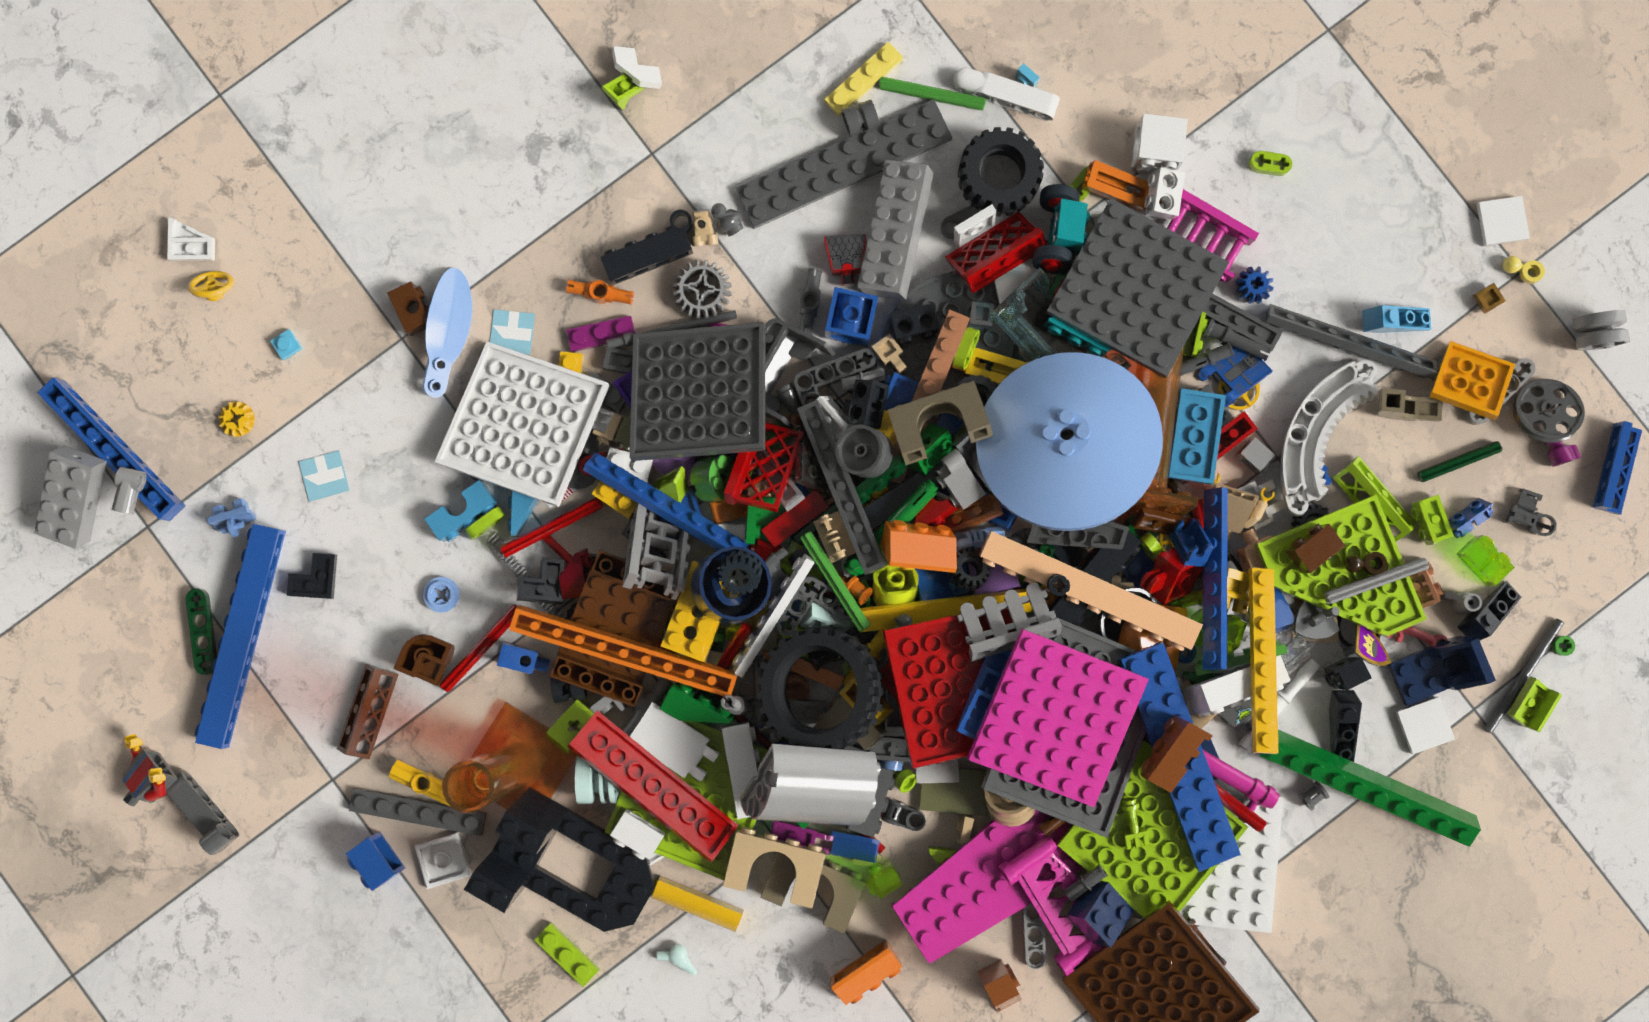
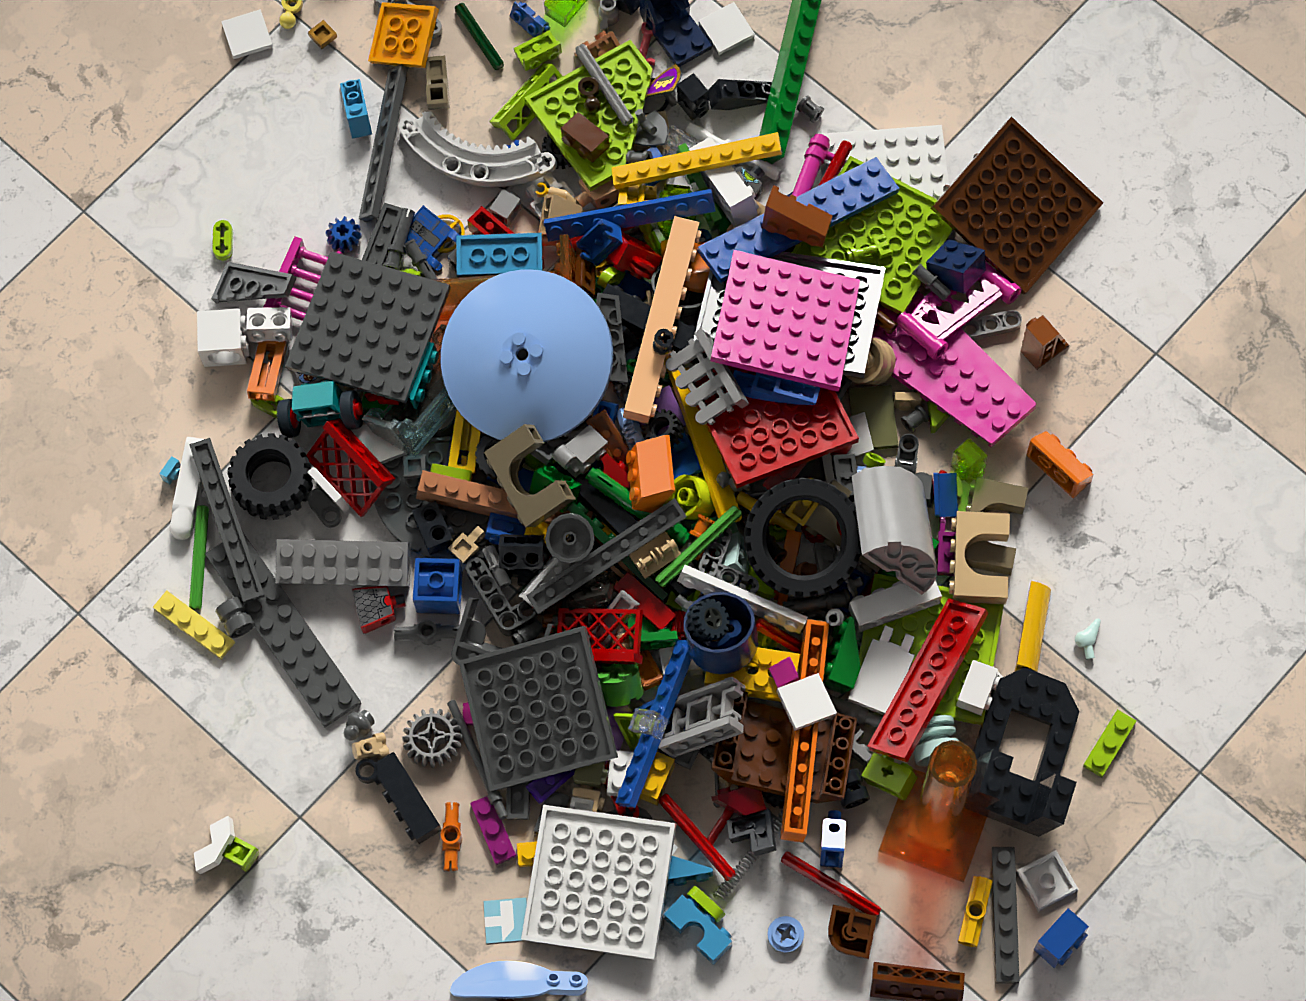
camera: 95 degrees left, 15 degrees down
(646, 657) = (806, 702): none -> white tile
(661, 497) = (648, 722): none -> clear bracket
(682, 641) = (784, 672): none -> dark pink slope
(944, 833) = (915, 418): none -> dark grey bush
(960, 121) = (226, 520): none -> dark grey plate
(1213, 182) = (251, 283): none -> dark grey wing
(1282, 597) = (633, 157): none -> dark grey bush

